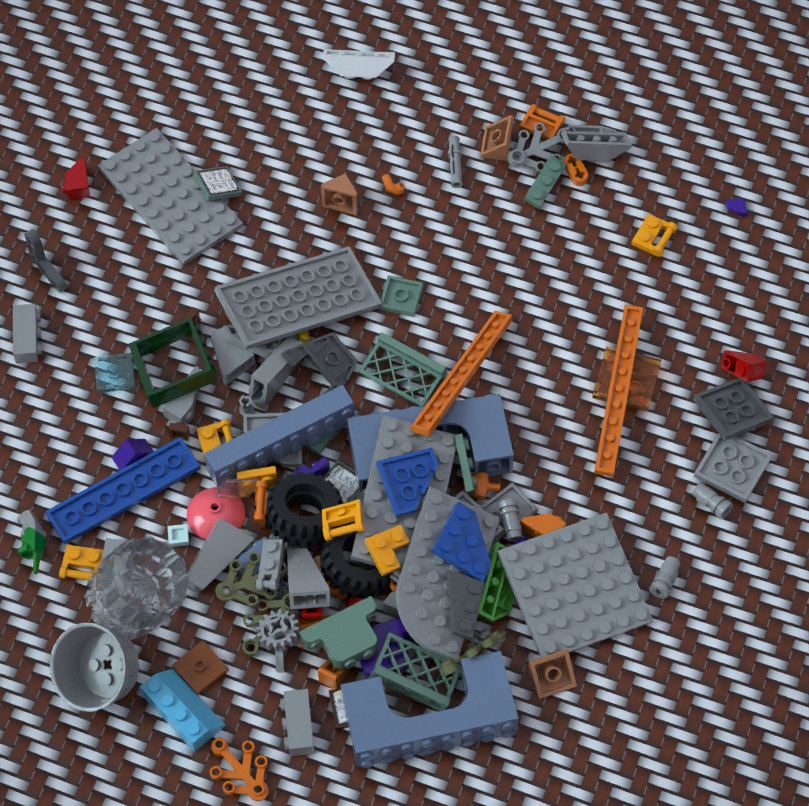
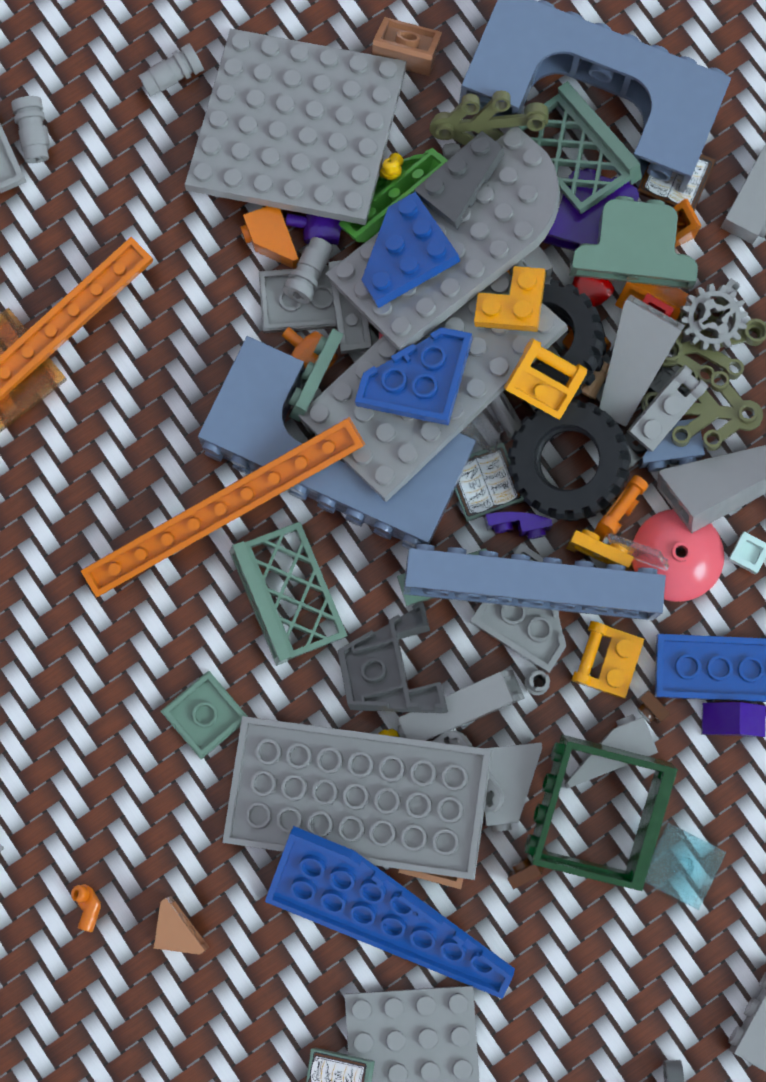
camera: 150 degrees left, 20 degrees up
(269, 256) = (361, 901): none -> blue wing
(506, 594) = (391, 167): none -> yellow arm

